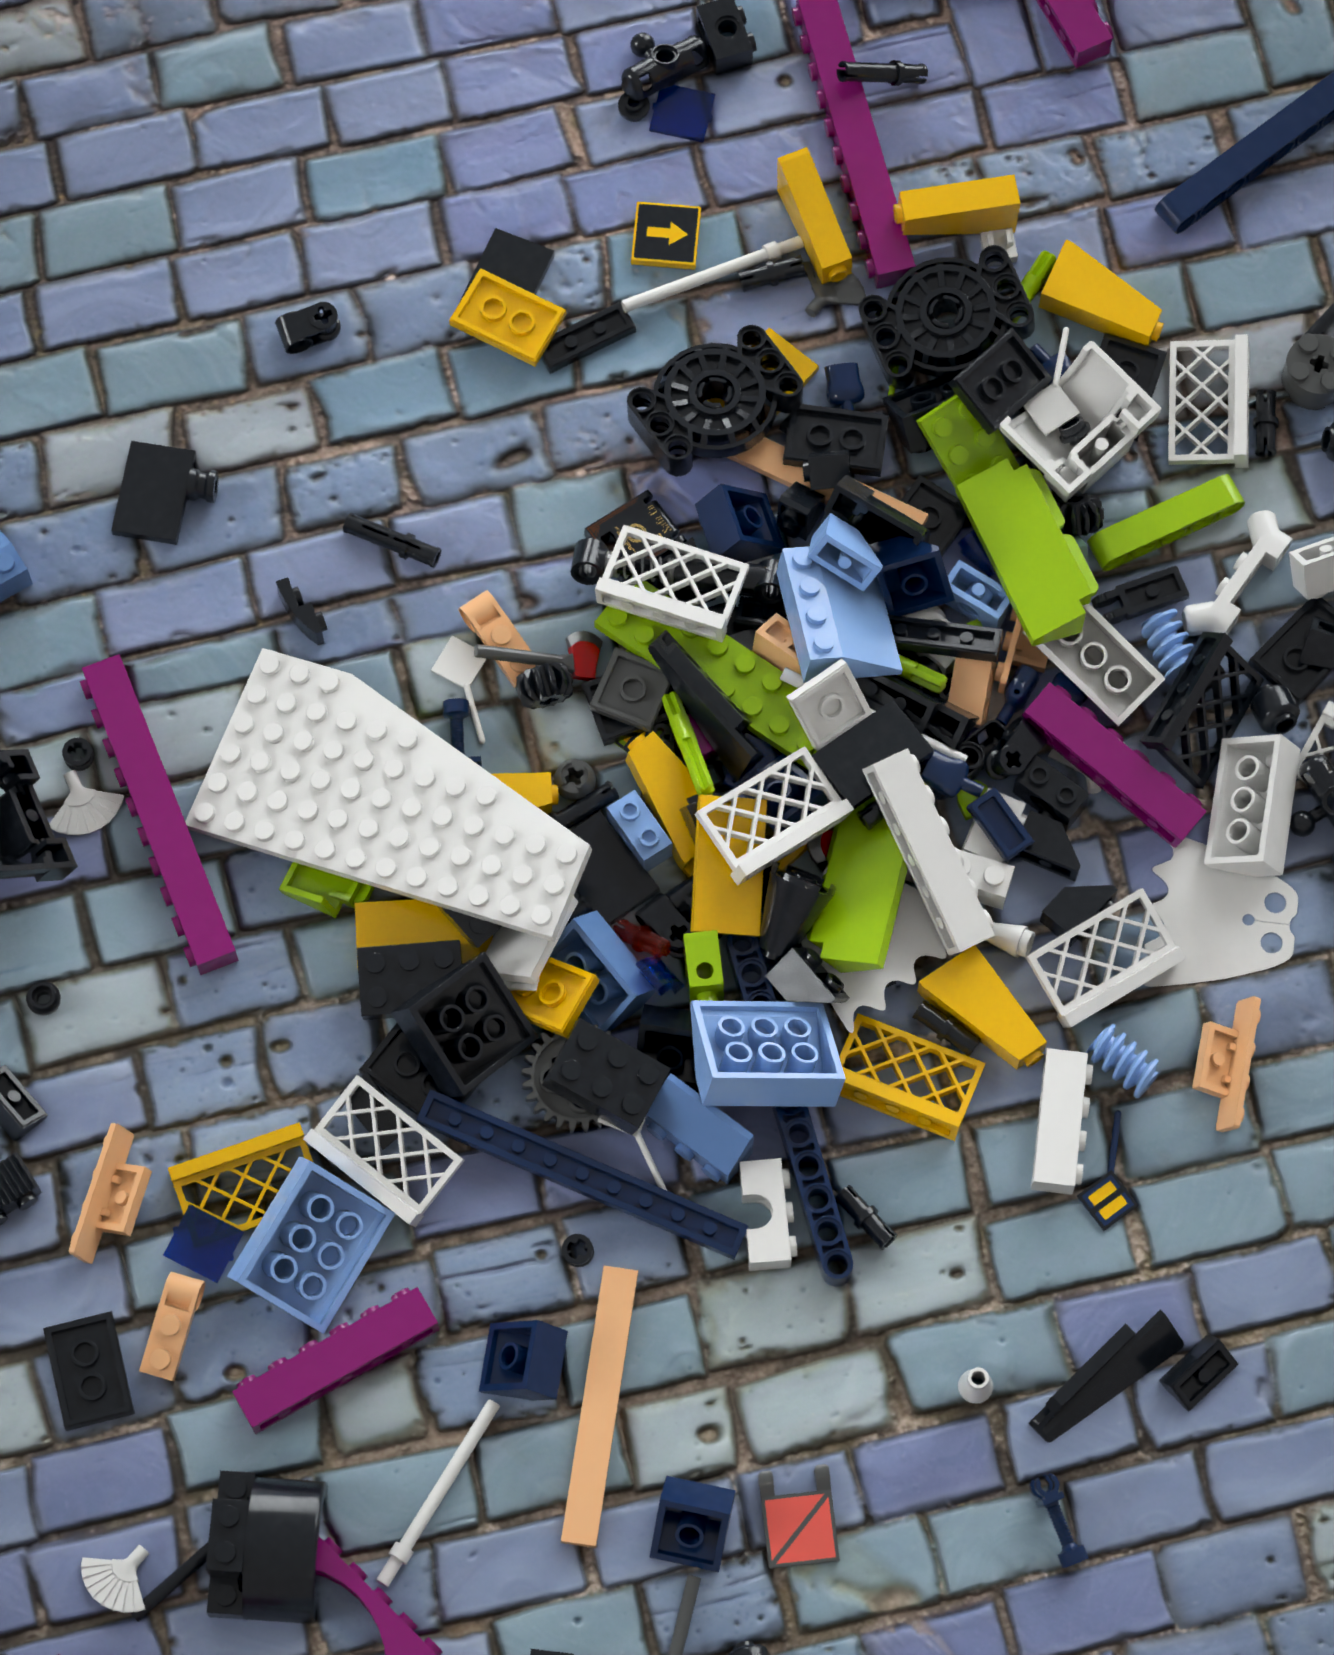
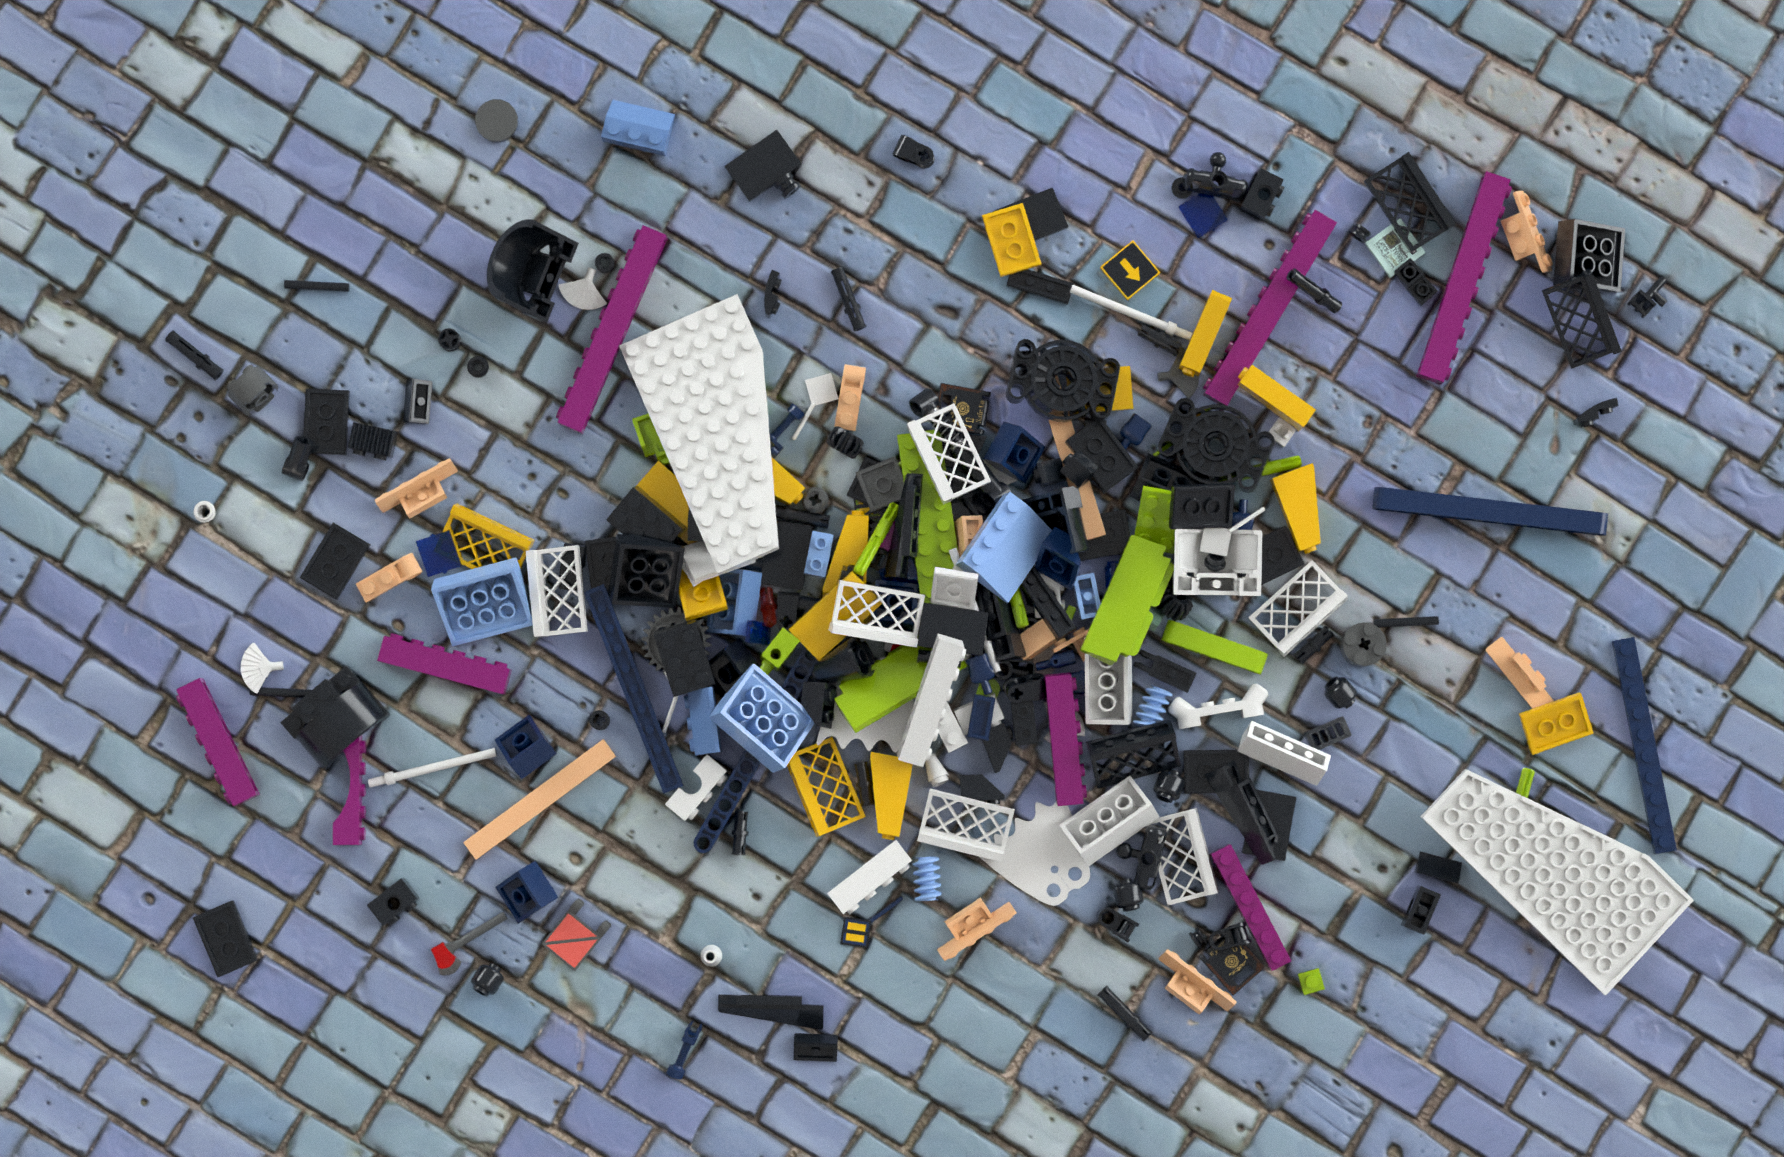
camera: 45 degrees right, 15 degrees up
(581, 660) = (876, 445): piece -> none
(844, 552) = (1035, 521): light blue slope -> none

